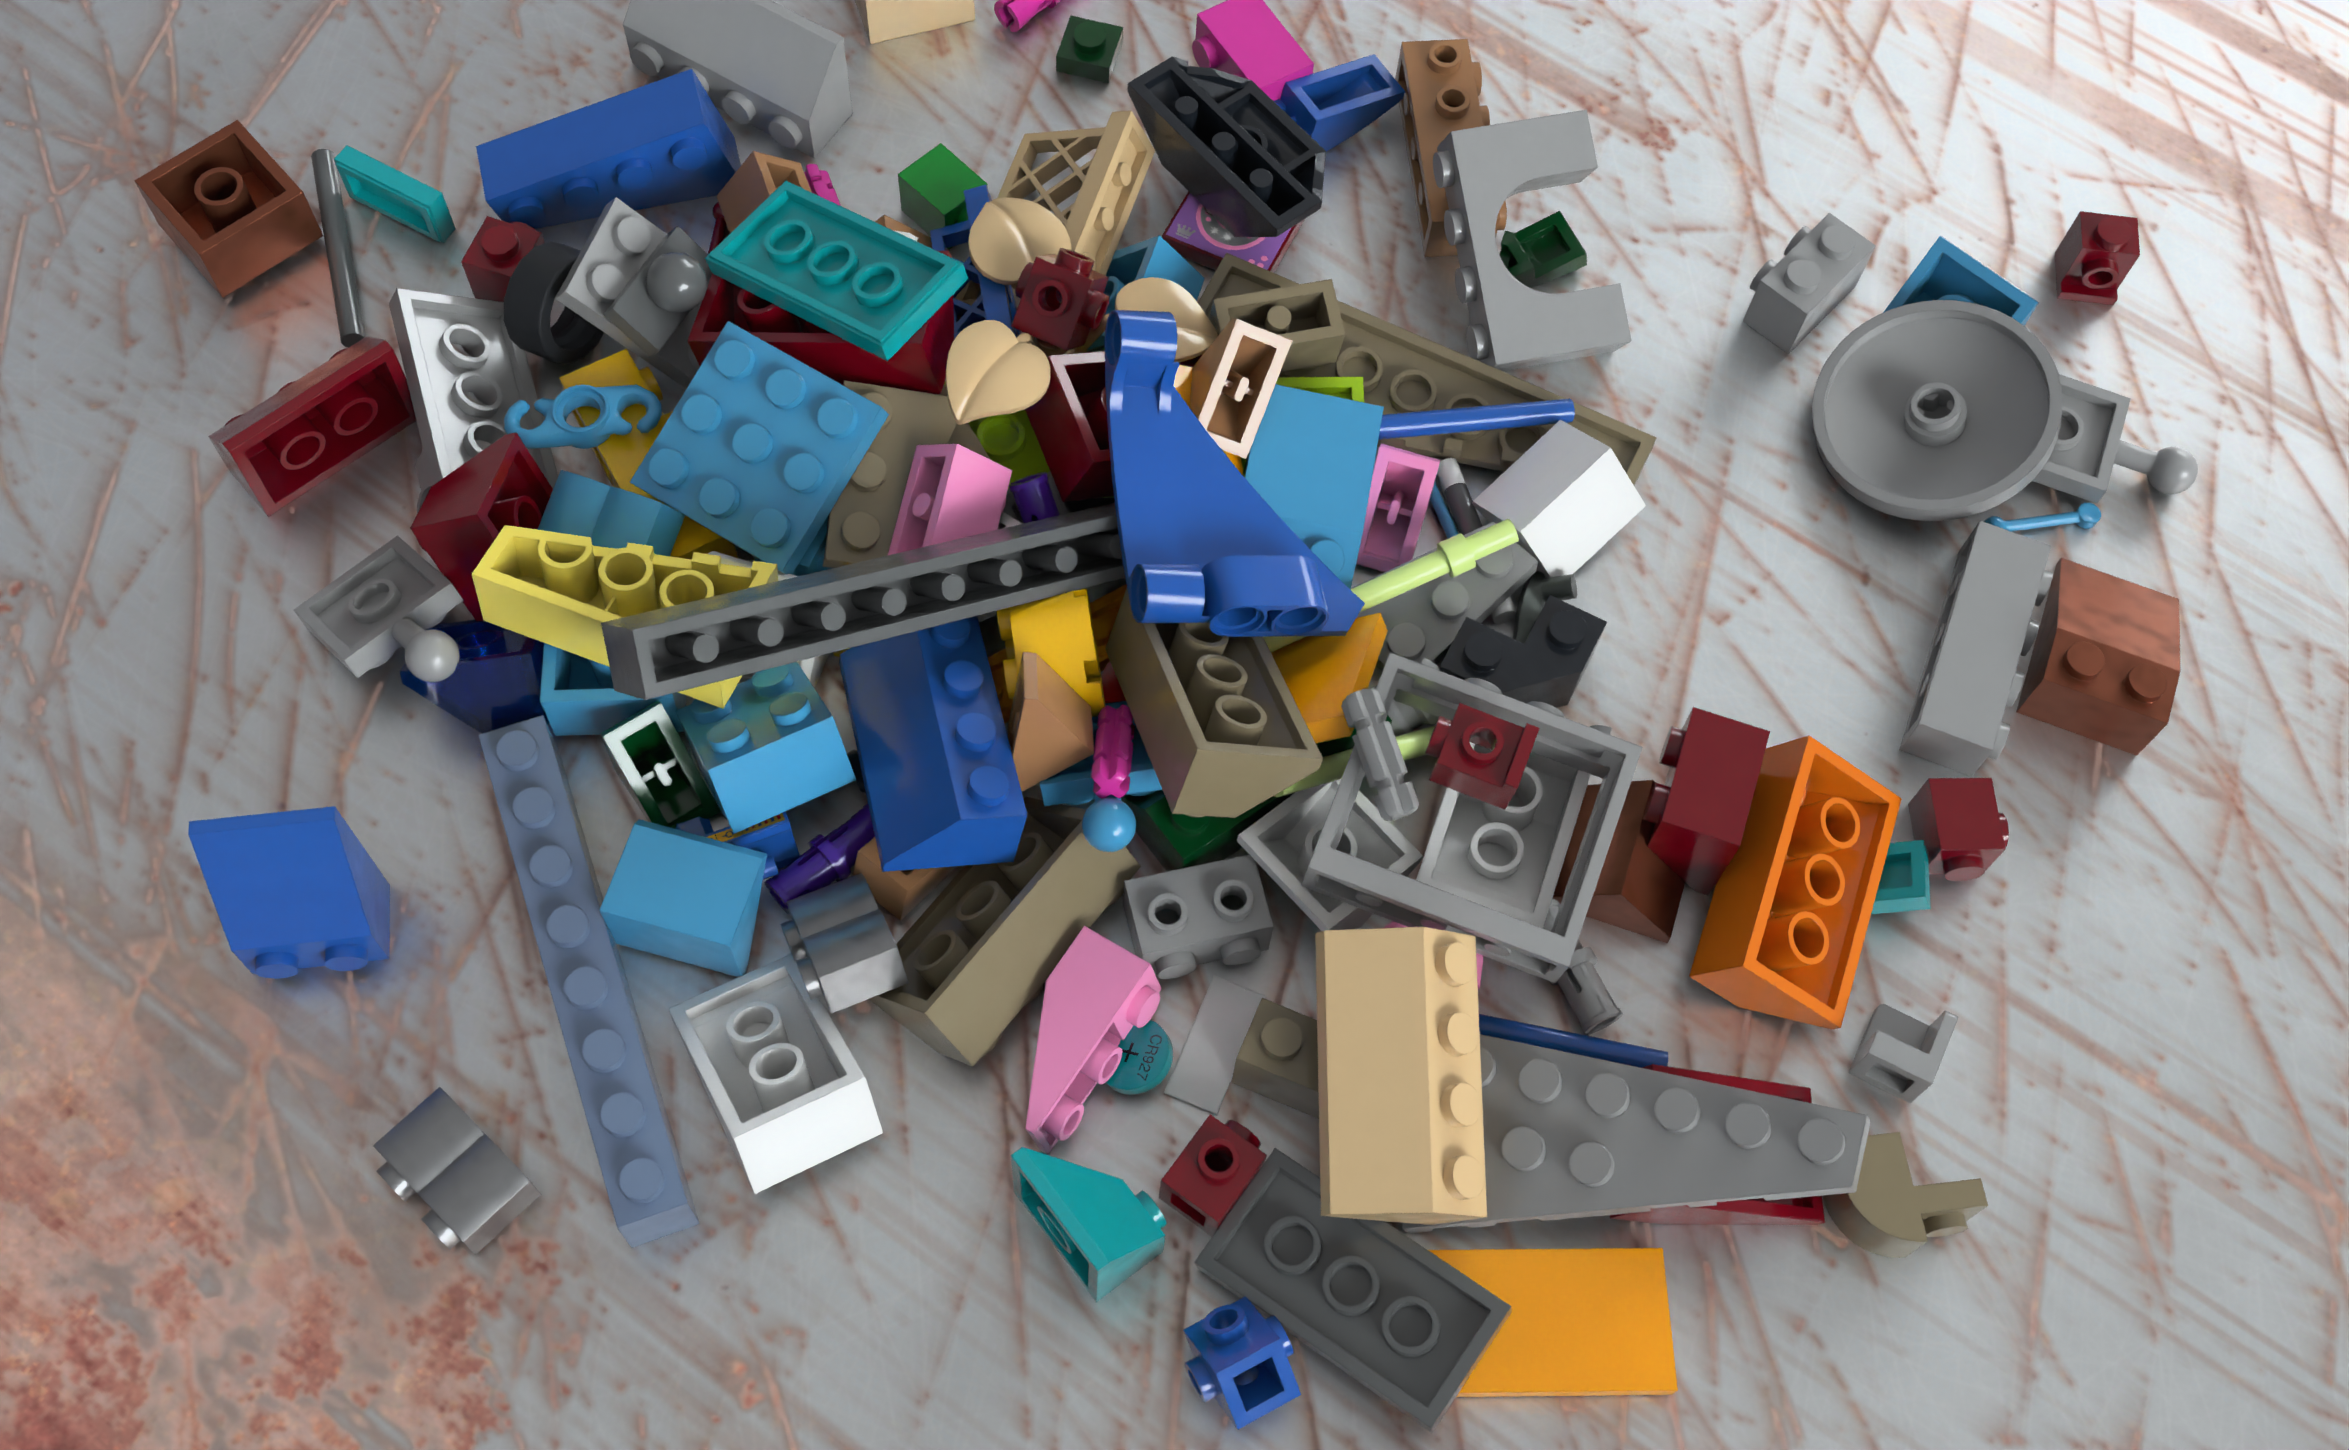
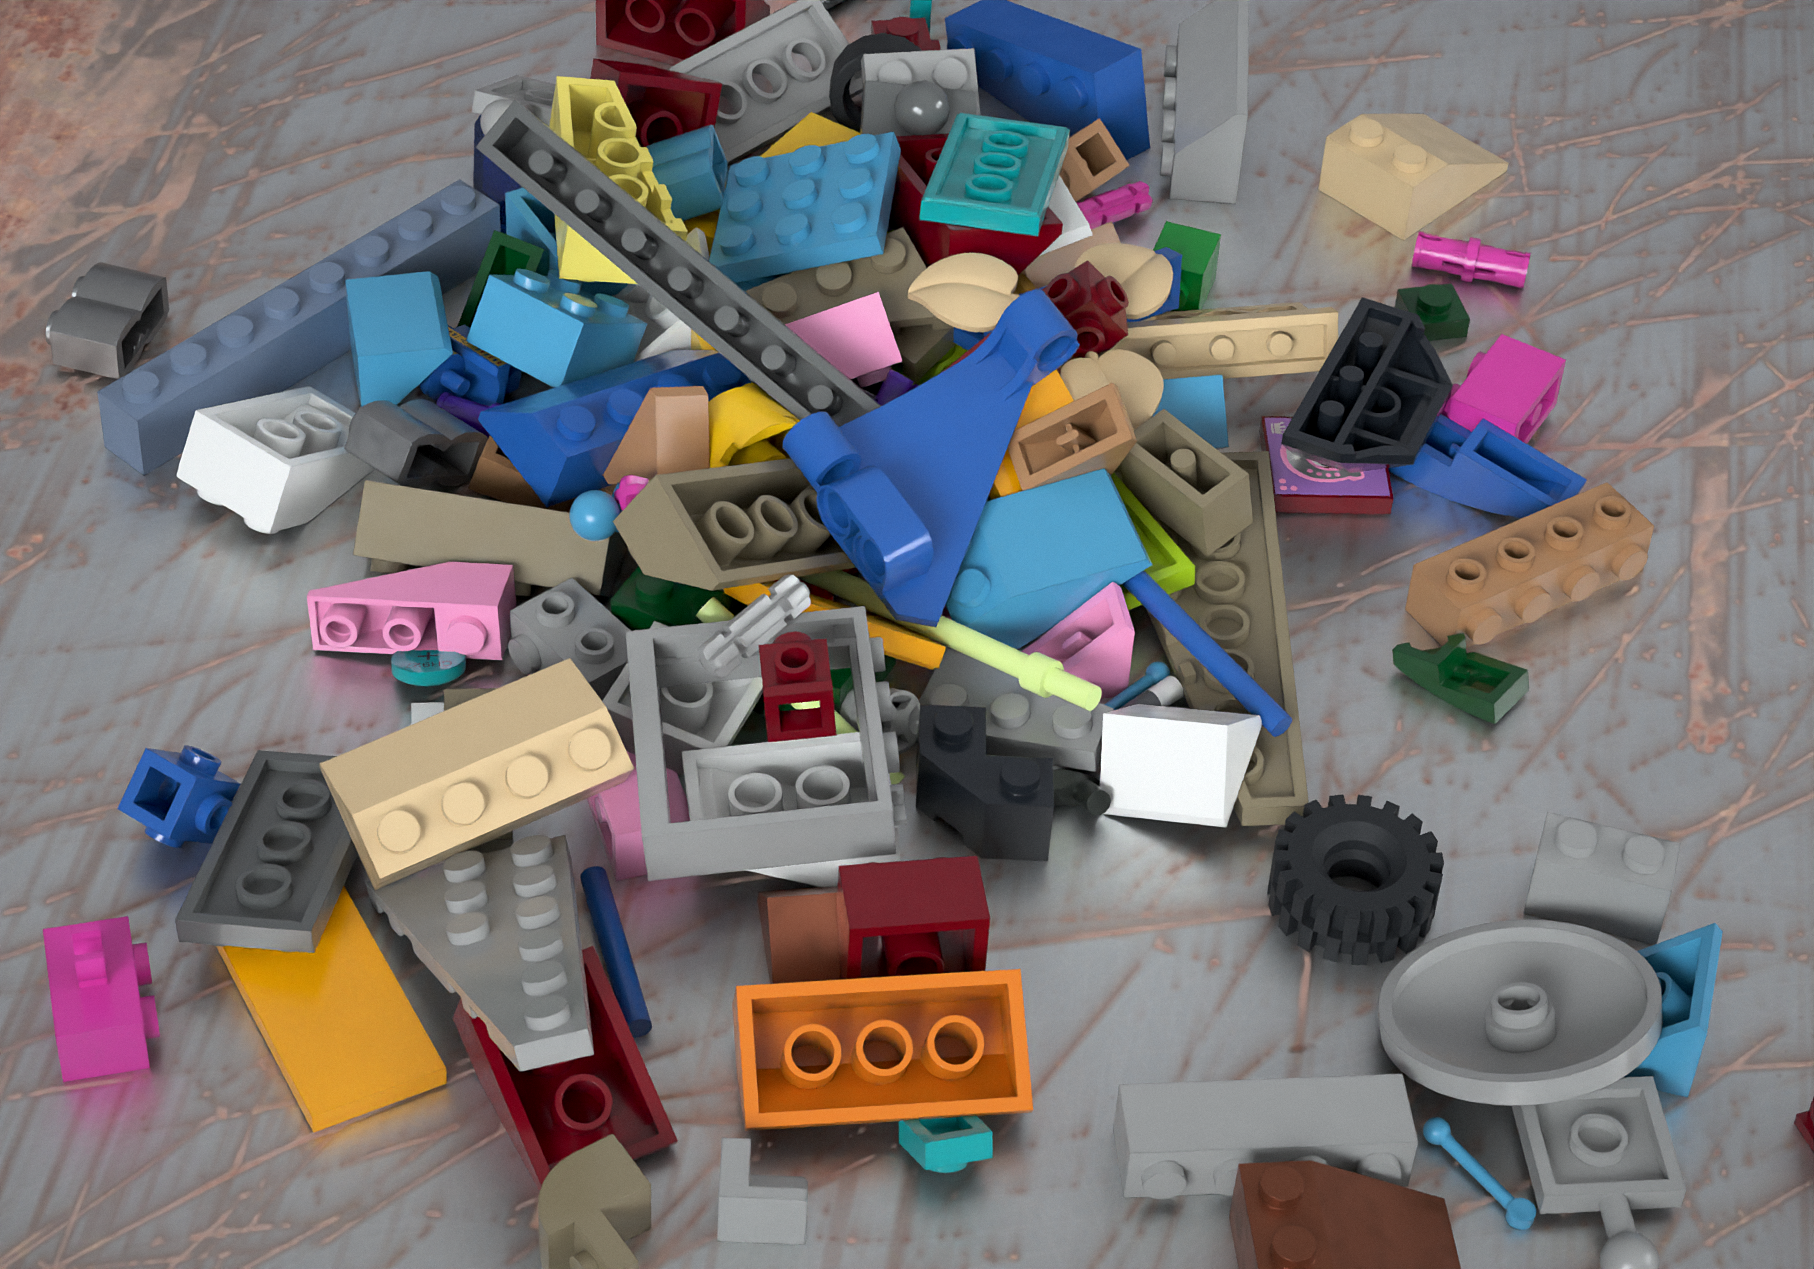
camera: 65 degrees right, 20 degrees down
(294, 891) = (271, 138): blue slope -> none
(608, 400) = (756, 120): dark azure piece -> none
(1089, 1218) = (247, 659): teal slope -> none
(1212, 1173) = (339, 722): dark red brick -> none
(1508, 320) = (1463, 553): light grey arch -> none
(1584, 986) = (694, 926): light grey pin -> none
(1742, 412) = (1363, 845): none -> black tyre
(1959, 826) = (1036, 1172): dark red brick -> none

